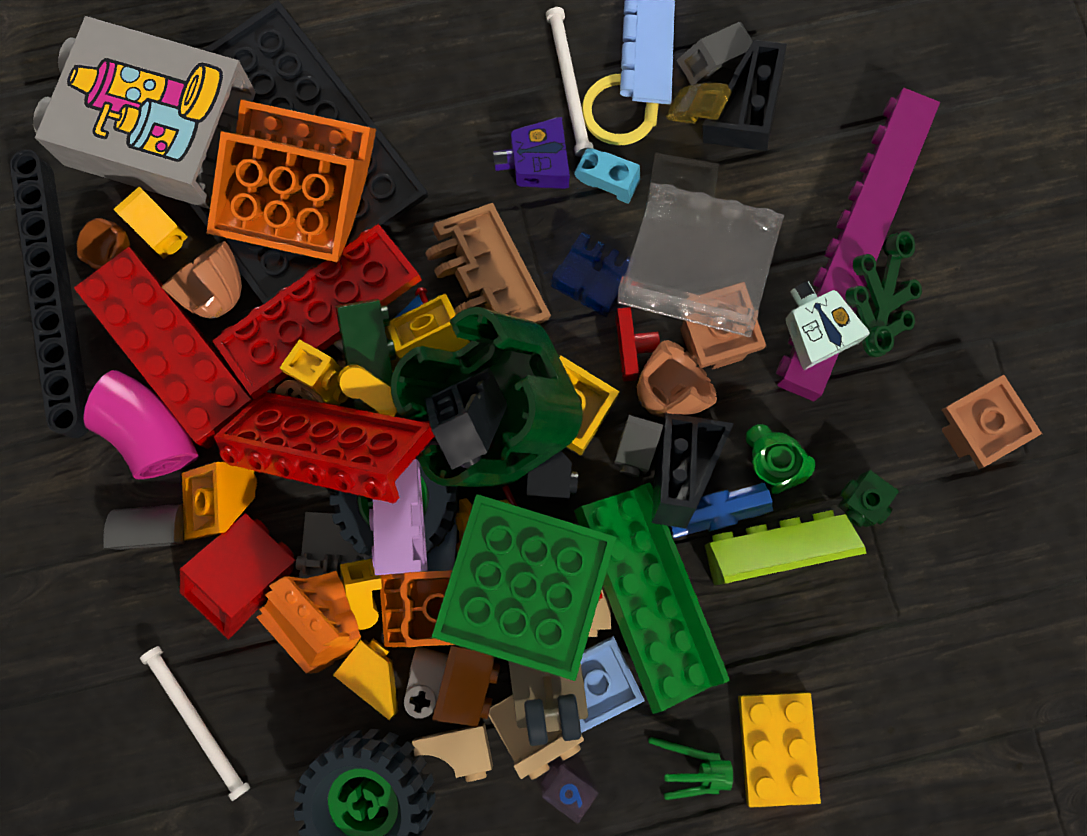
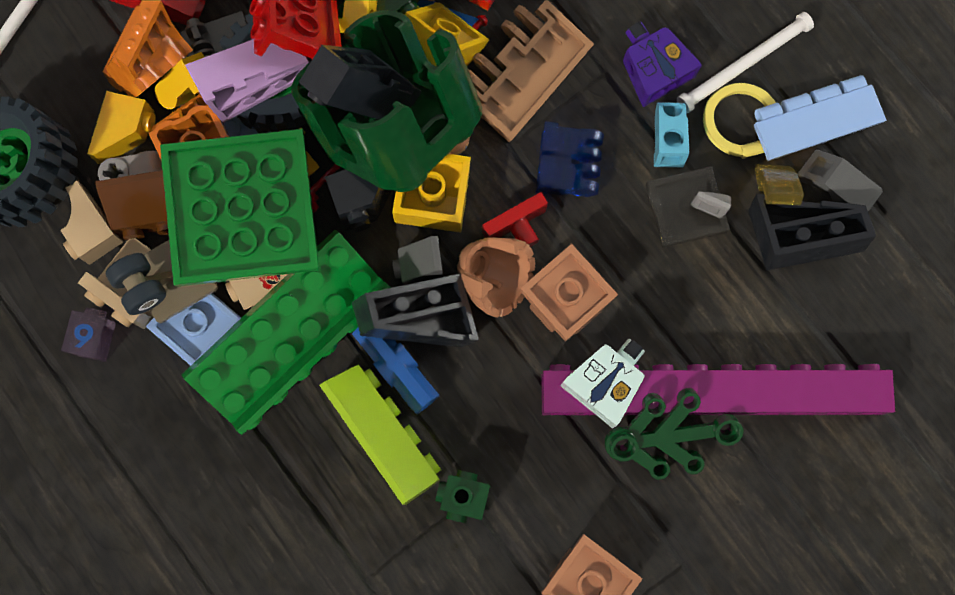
camera: 65 degrees right, 0 degrees up
(695, 163) = (712, 203): none -> light grey slope
(701, 259) = (621, 246): clear panel -> none
(712, 775) = (151, 458): green plant -> none
(778, 458) = (467, 399): green hair -> none
(779, 749) = (201, 510): yellow plate -> none

